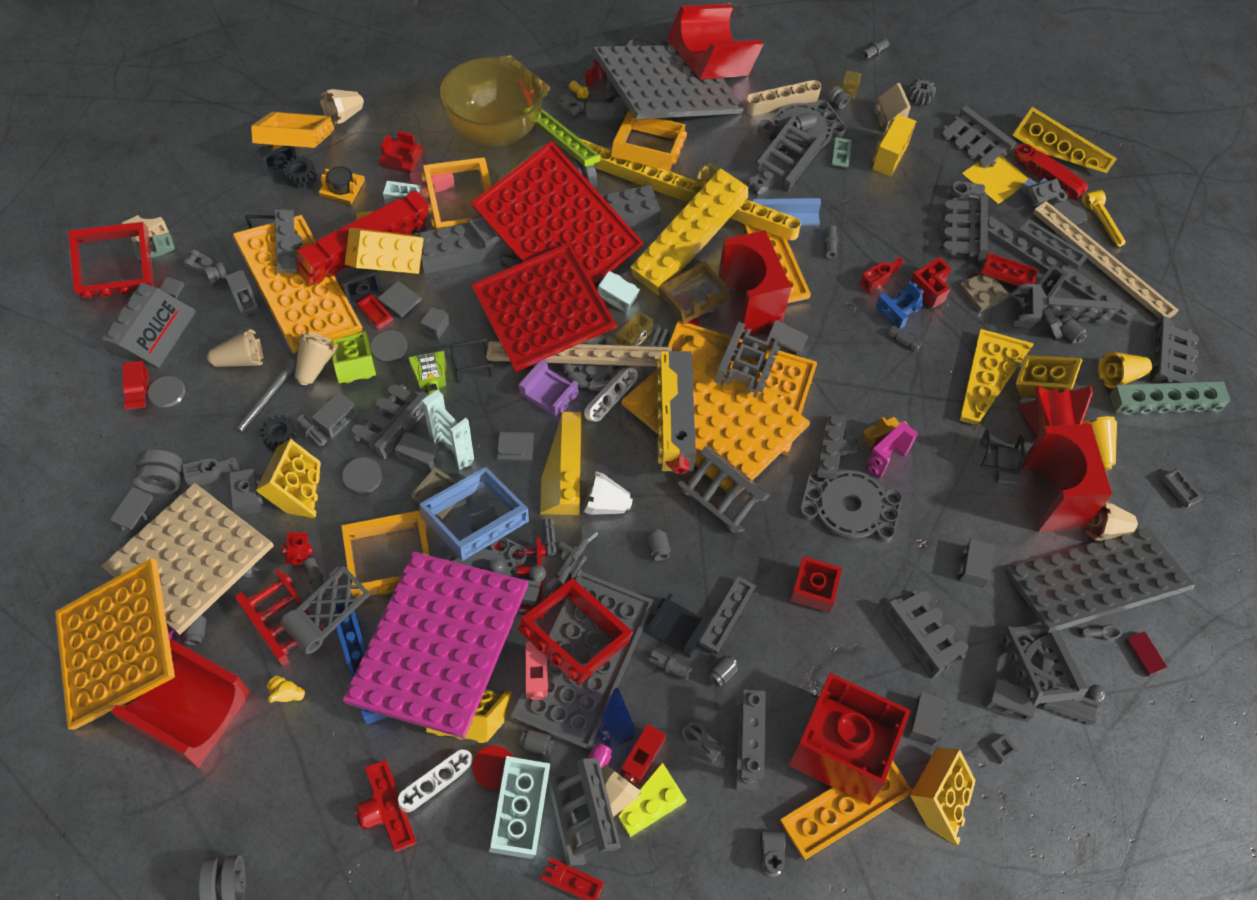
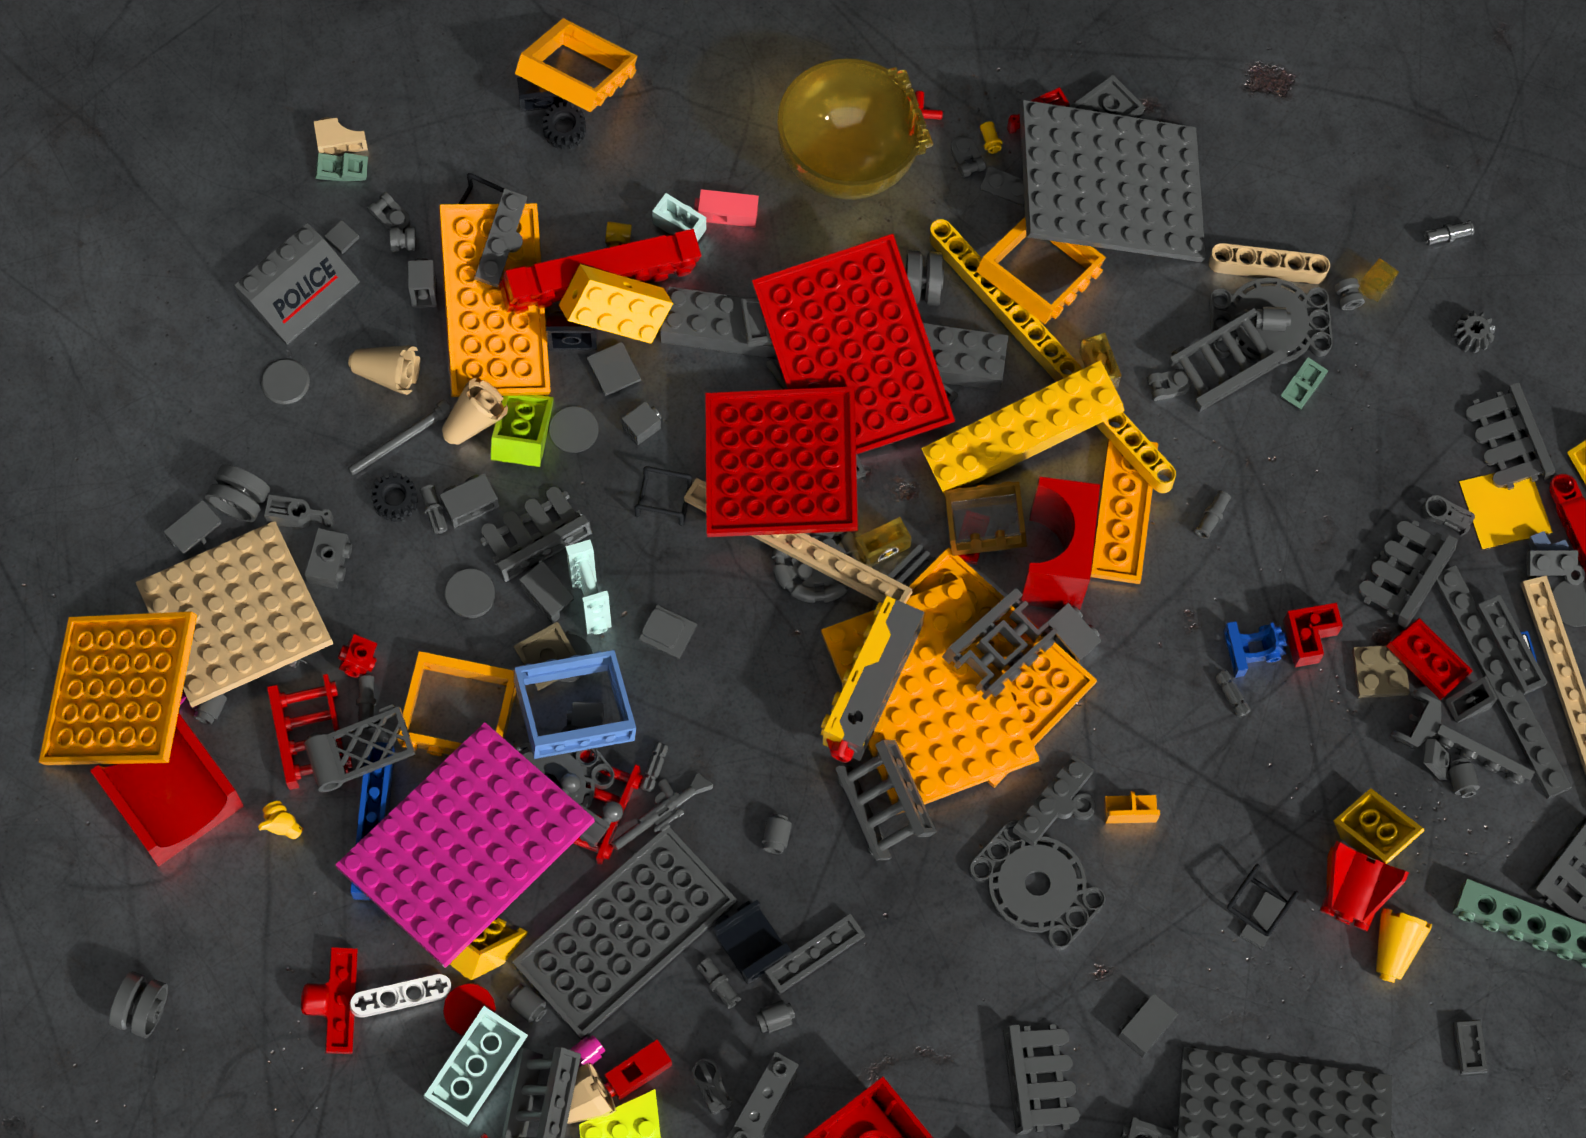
camera: 25 degrees right, 10 degrees up
(108, 233) = (283, 216): red window -> none
(135, 384) = (251, 360): red piece -> none
(291, 480) = (386, 566): yellow wedge -> none
(340, 104) = (658, 42): tan cone -> none
(342, 184) = (611, 167): piece -> none
(374, 311) = (575, 373): red tile -> none
(400, 153) = (706, 147): red panel -> none
(429, 371) = (606, 489): torso -> none
(446, 168) = (713, 230): light orange window -> none
(536, 673) = (562, 923): coral brick -> none
(548, 389) = (741, 573): medium lavender panel -> none
(562, 470) = (711, 685): yellow wedge -> none
(567, 139) = (924, 225): lime plate -> none
(594, 610) = (661, 886): red window -> none
(606, 496) = (742, 747): white cone -> none
(613, 397) = (815, 617): white beam -> none
(616, 722) = (622, 1021): clear blue slope -> none
(618, 291) = (891, 474): light aqua brick -> none
(706, 44) = (1202, 143): red piece -> none
(803, 208) = (1183, 446): medium blue panel -> none
(816, 584) = (935, 965): red brick -> none
(879, 275) = (1238, 594): red piece -> none
(890, 104) = (1409, 346): tan slope -> none
(893, 144) = (1377, 404): yellow brick -> none
(900, 439) = (1135, 826): dark pink panel -> none
(992, 366) = (1326, 781): yellow wing -> none
(1075, 468) = (1328, 946): red piece -> none
(1111, 523) = (1345, 1047): tan cone -> none
(1122, 368) = (1495, 860): yellow cone -> none

